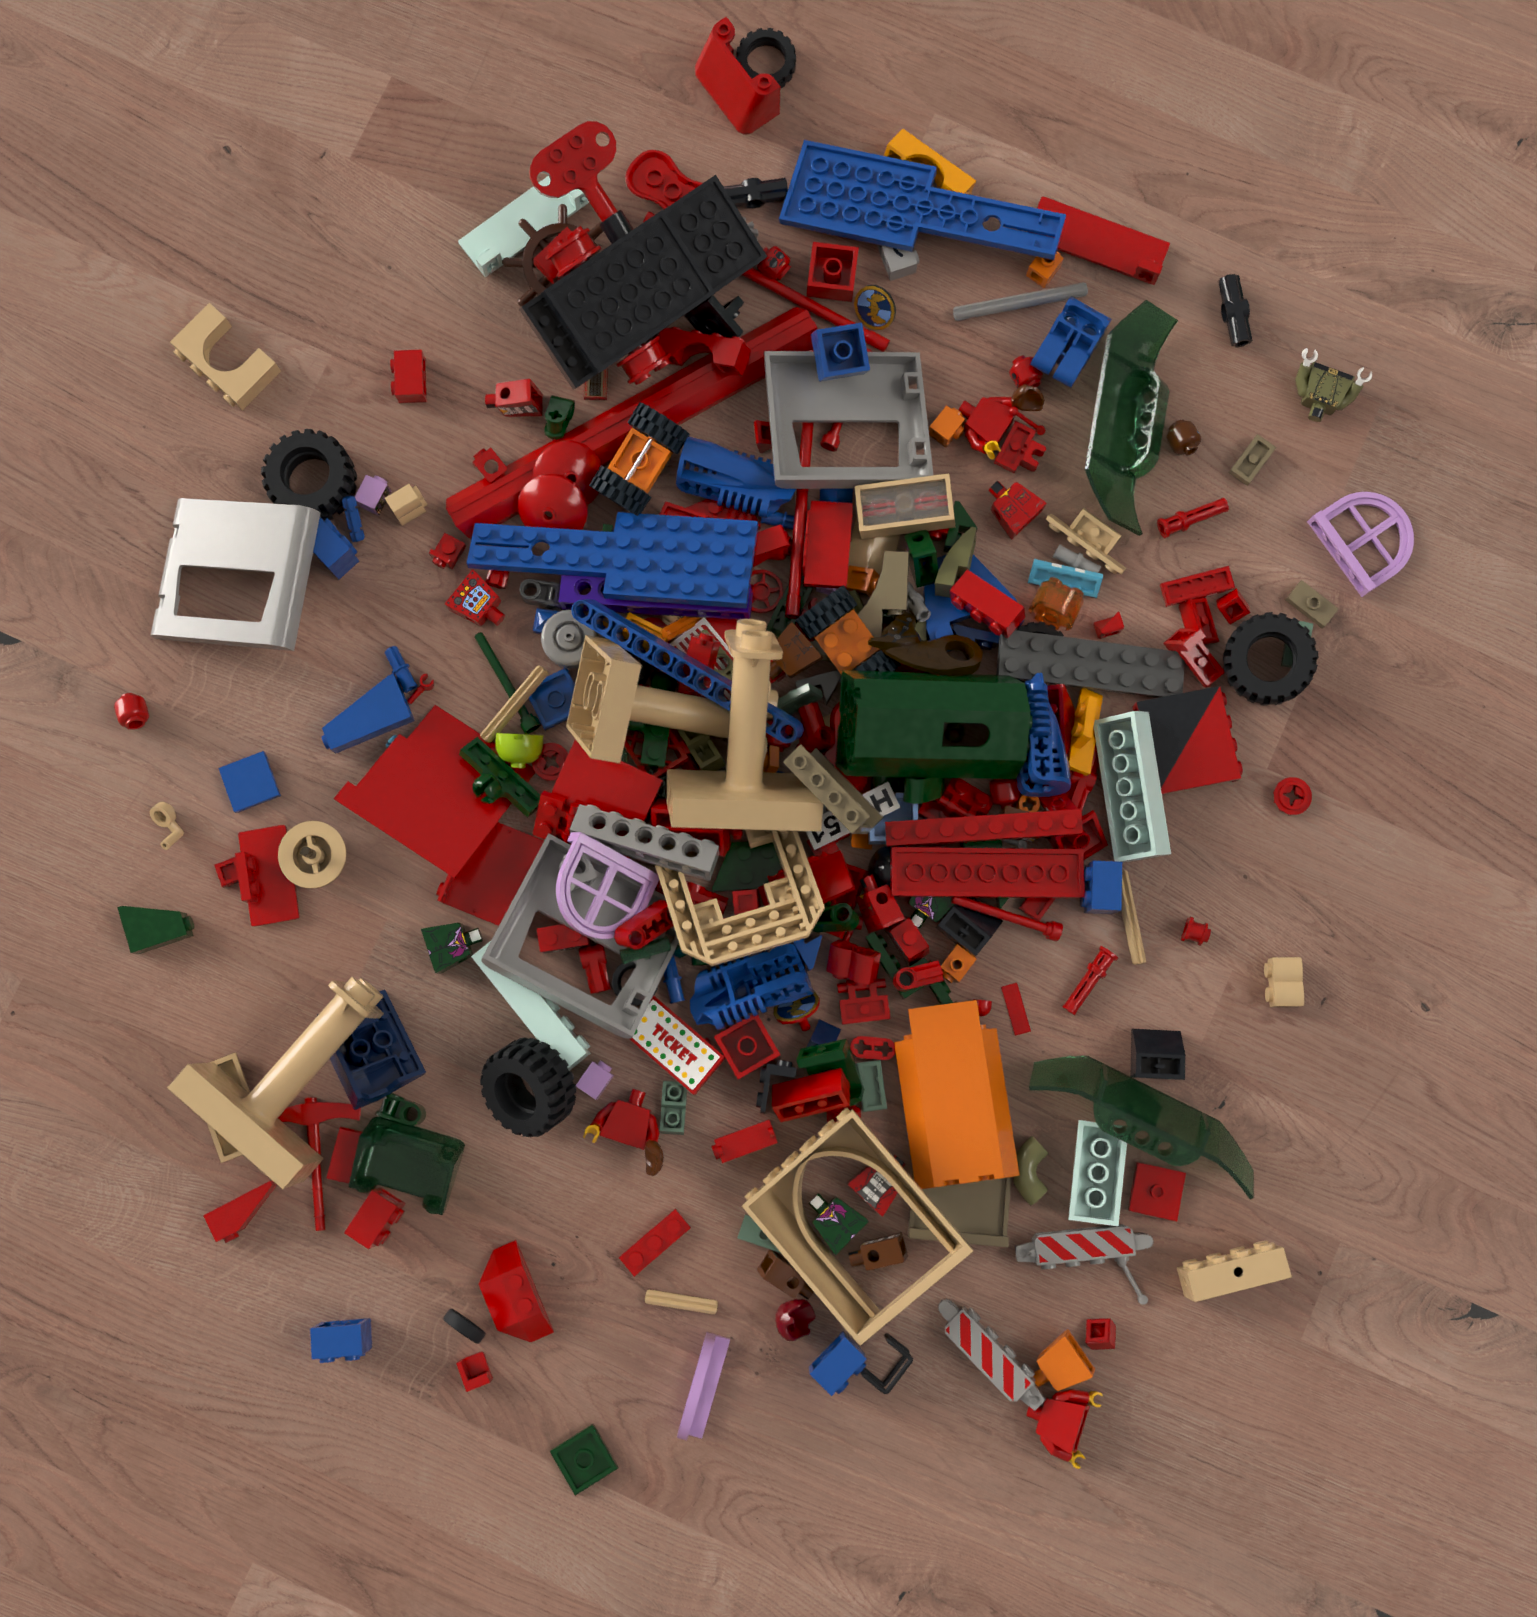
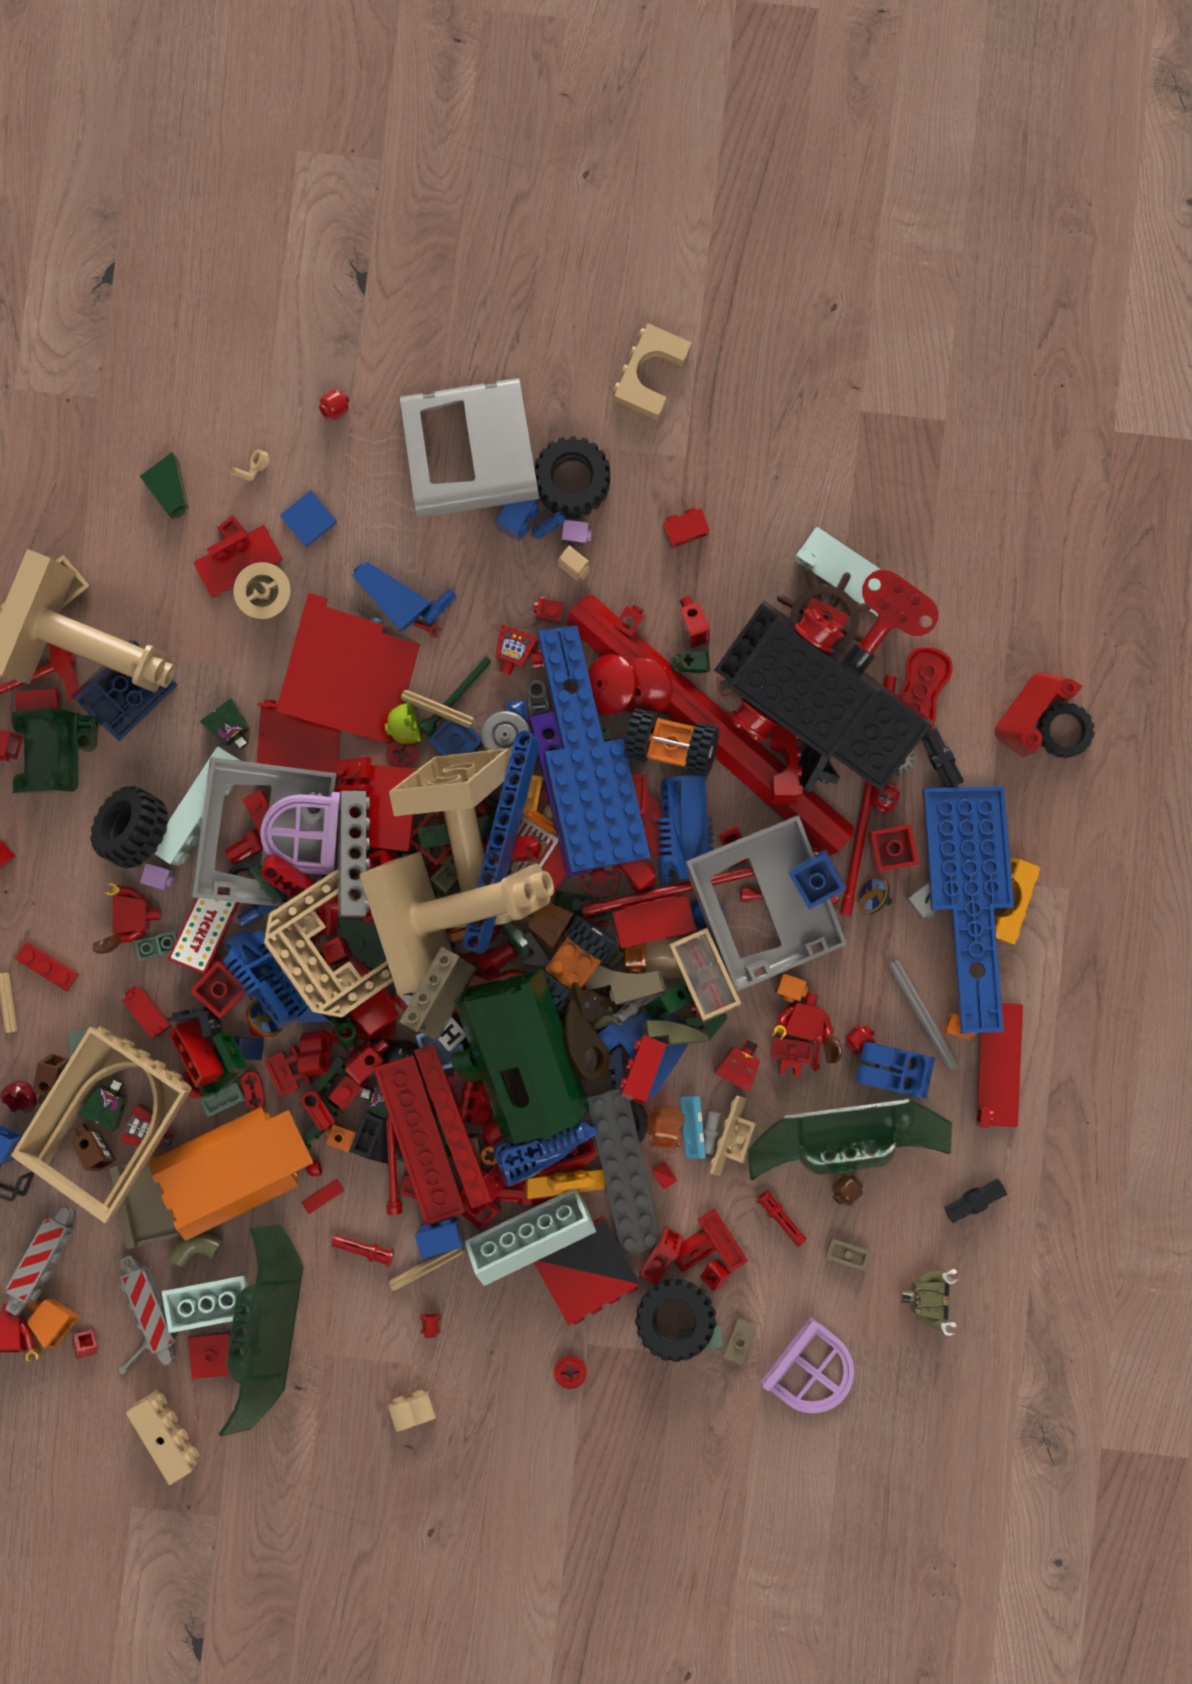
camera: 75 degrees right, 5 degrees up
(498, 778) = (371, 718): dark green plate -> none
(1157, 1054) = (318, 1323): black slope -> none

